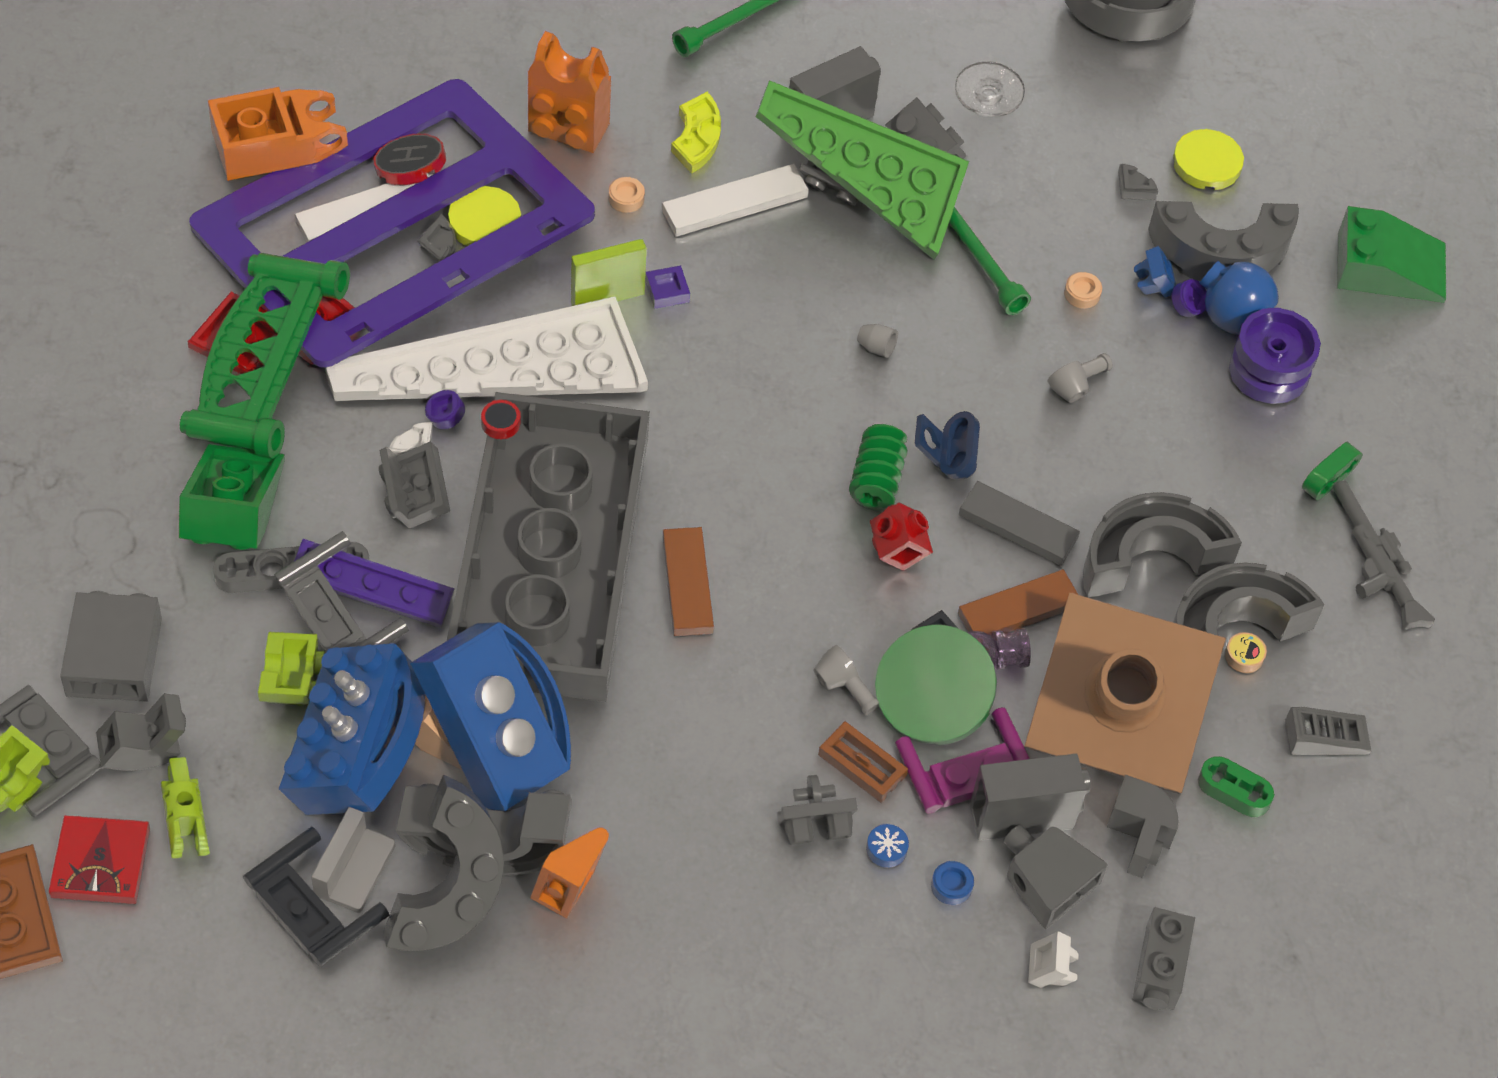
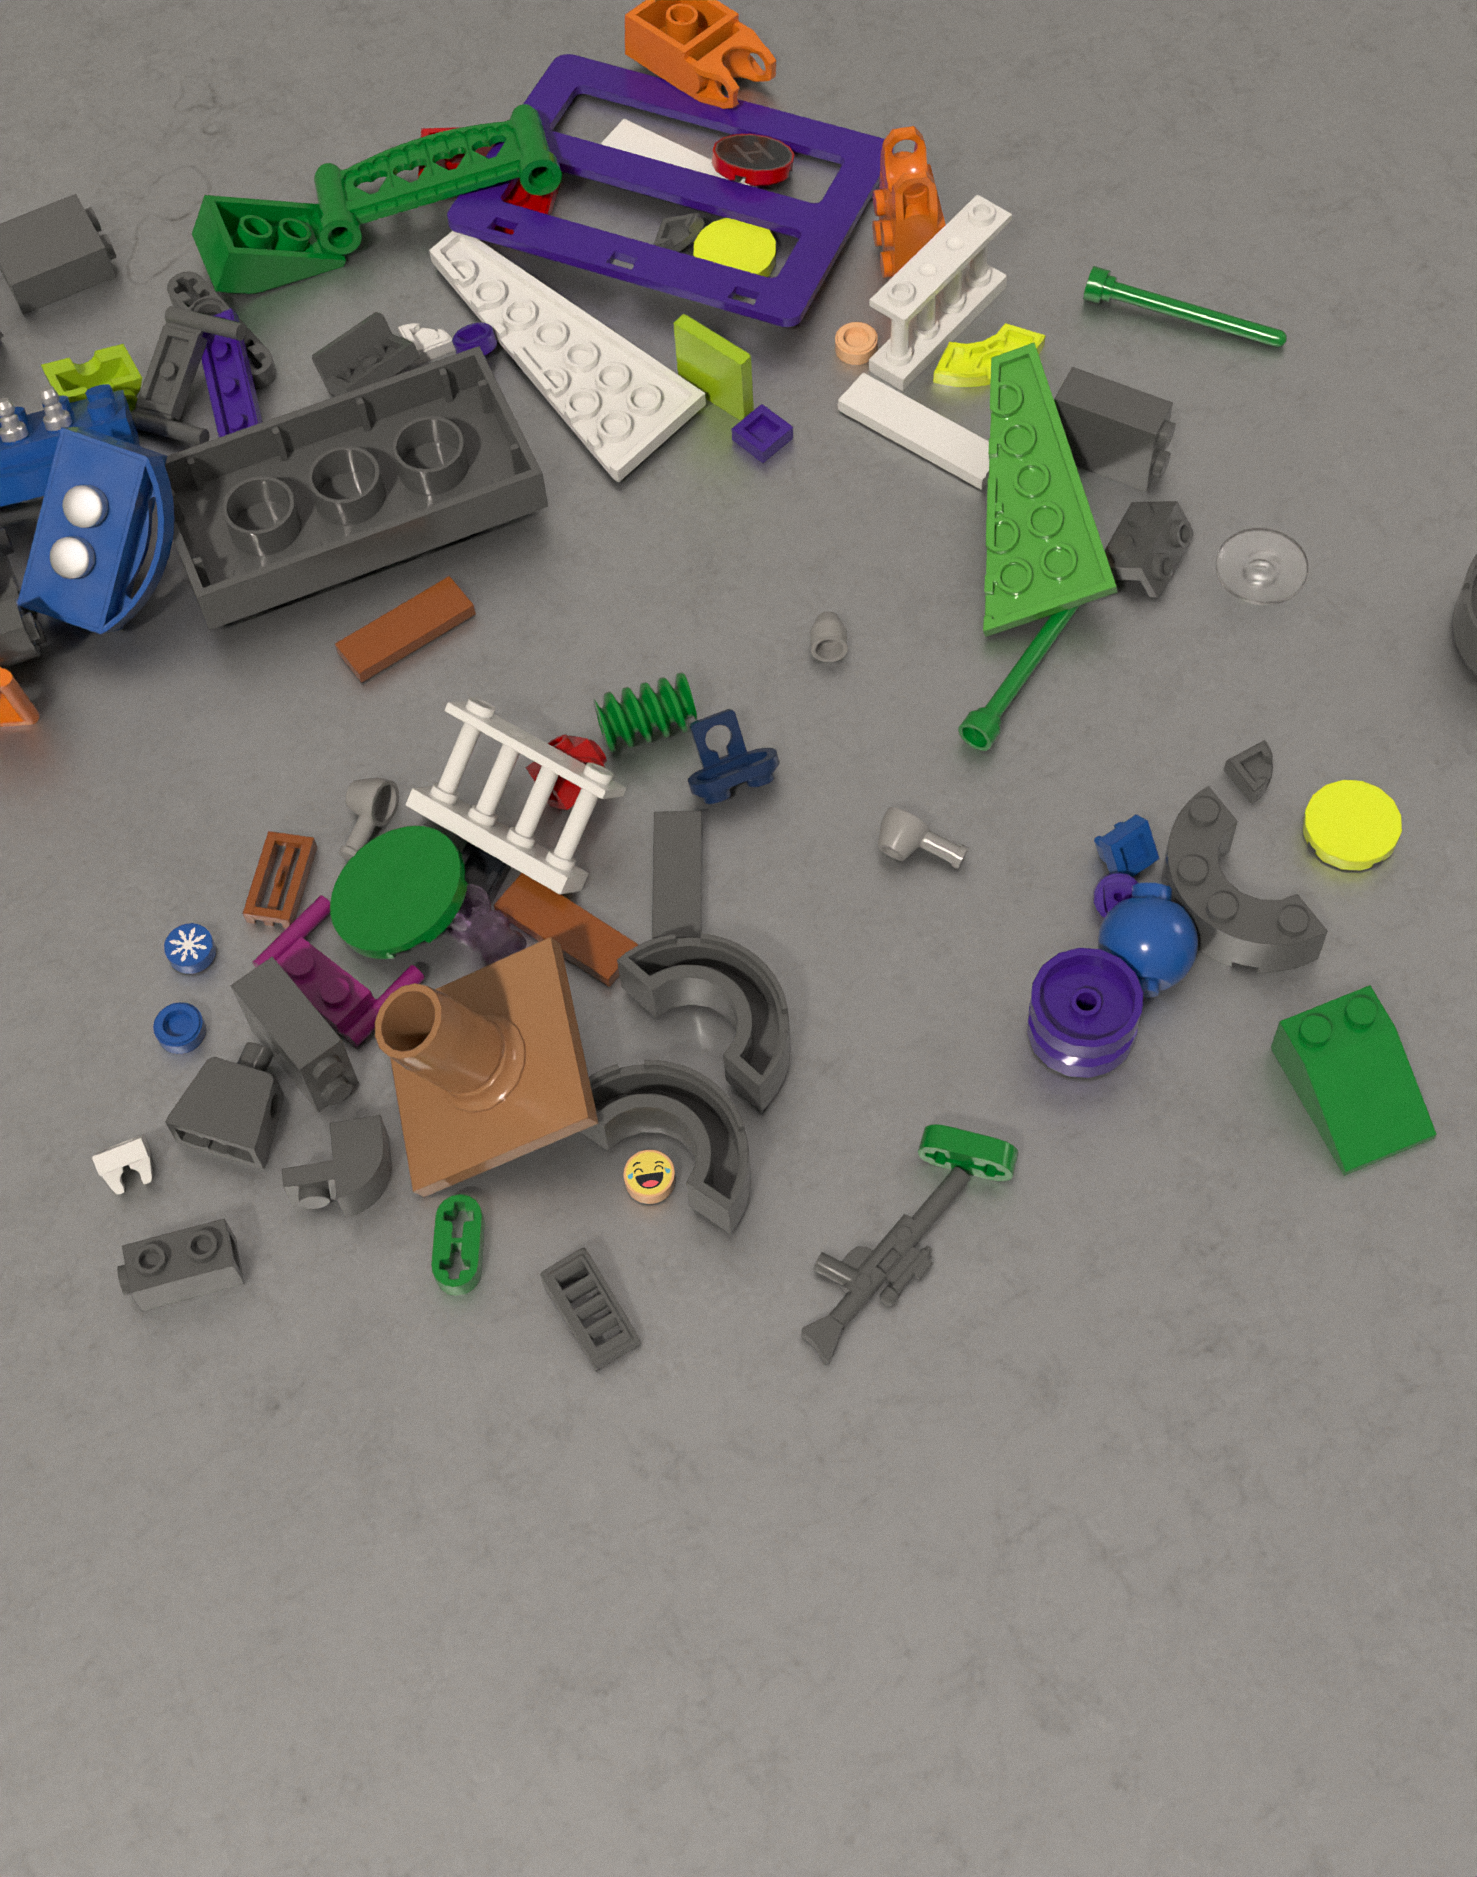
camera: 70 degrees right, 5 degrees up
(500, 419) = (440, 362): tile -> none
(647, 118) = (939, 292): none -> white fence
(799, 817) = (187, 859): dark grey hips -> none
(940, 595) = (479, 822): none -> white fence
(1083, 290) = (1051, 791): light nougat tile -> none

